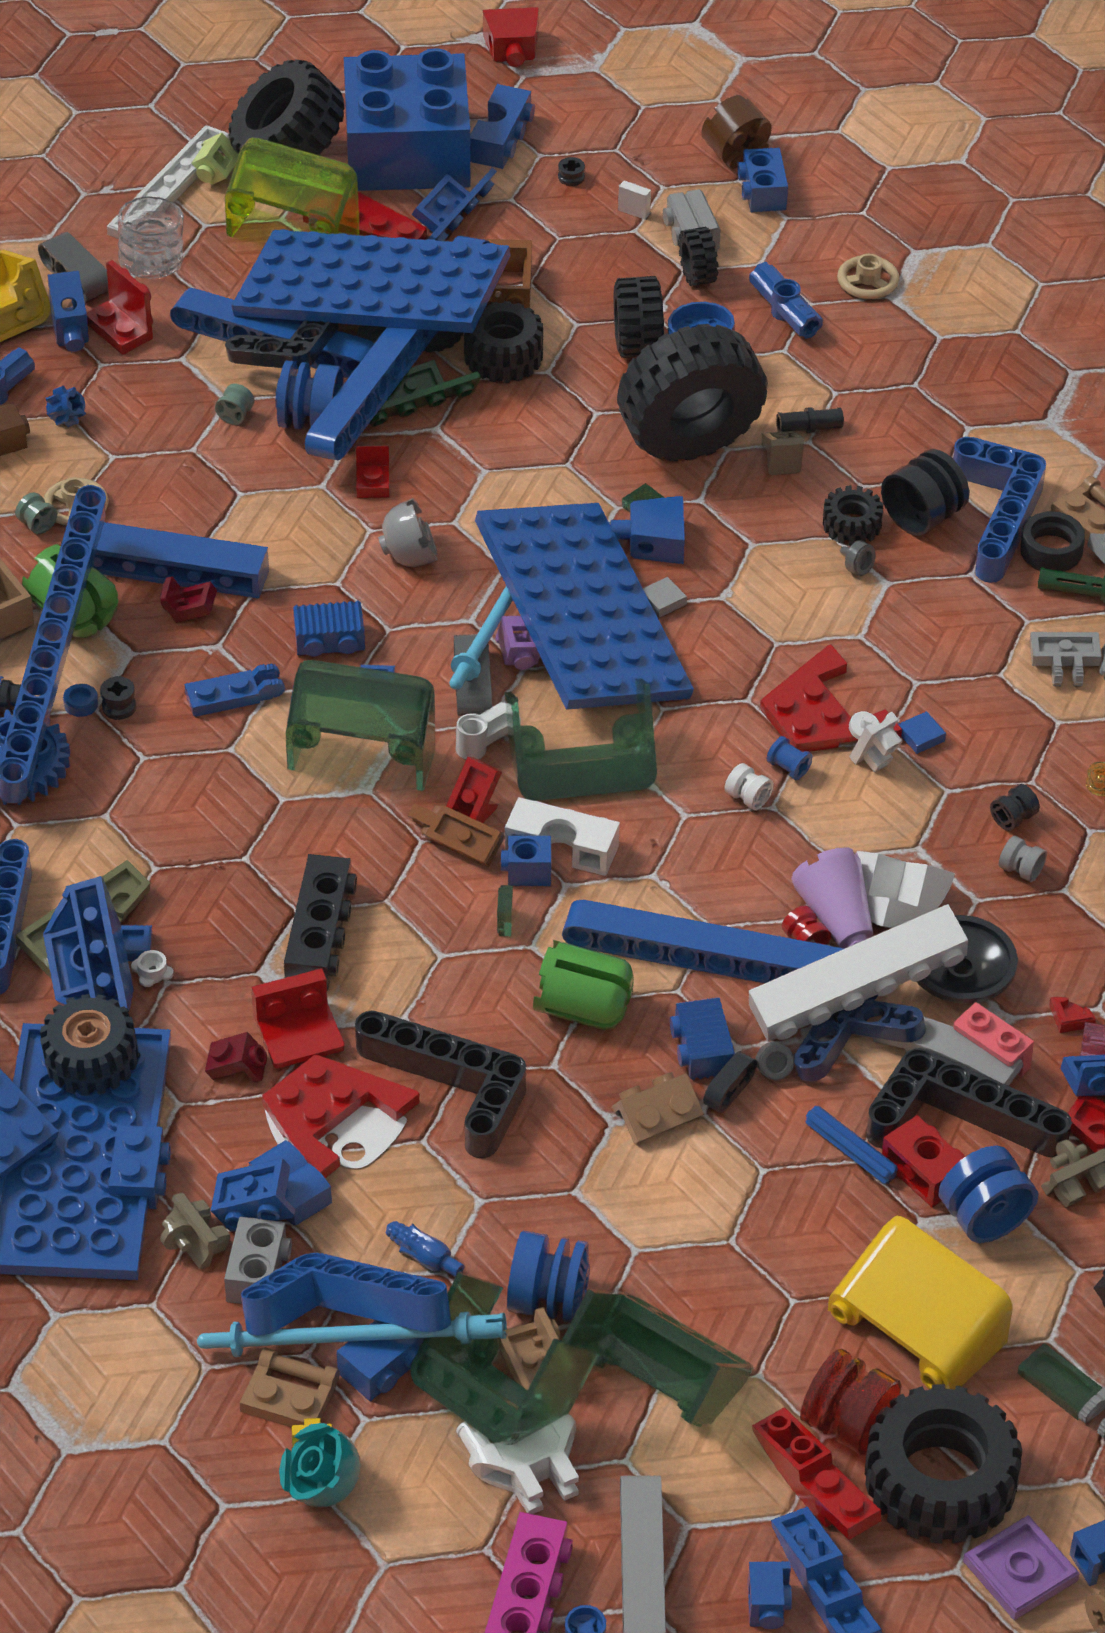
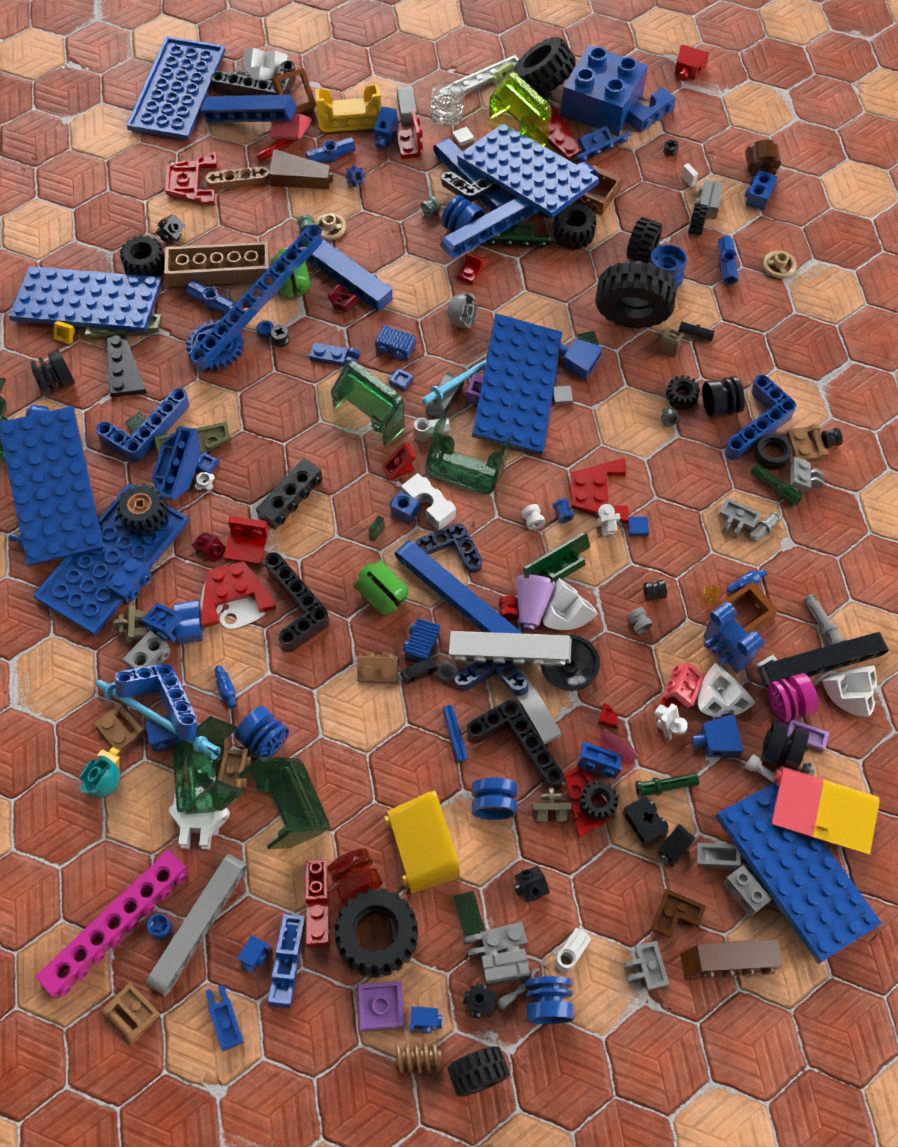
camera: 30 degrees right, 15 degrees up
(207, 279) = (463, 136): none -> white tile
(458, 832) = (382, 477): dark orange hinge -> none
(651, 876) = (457, 541): none -> dark blue beam
(840, 822) = (561, 560): none -> dark green bracket
(921, 1157) = (481, 749): red brick -> none
(995, 1036) = (556, 714): coral bracket -> none

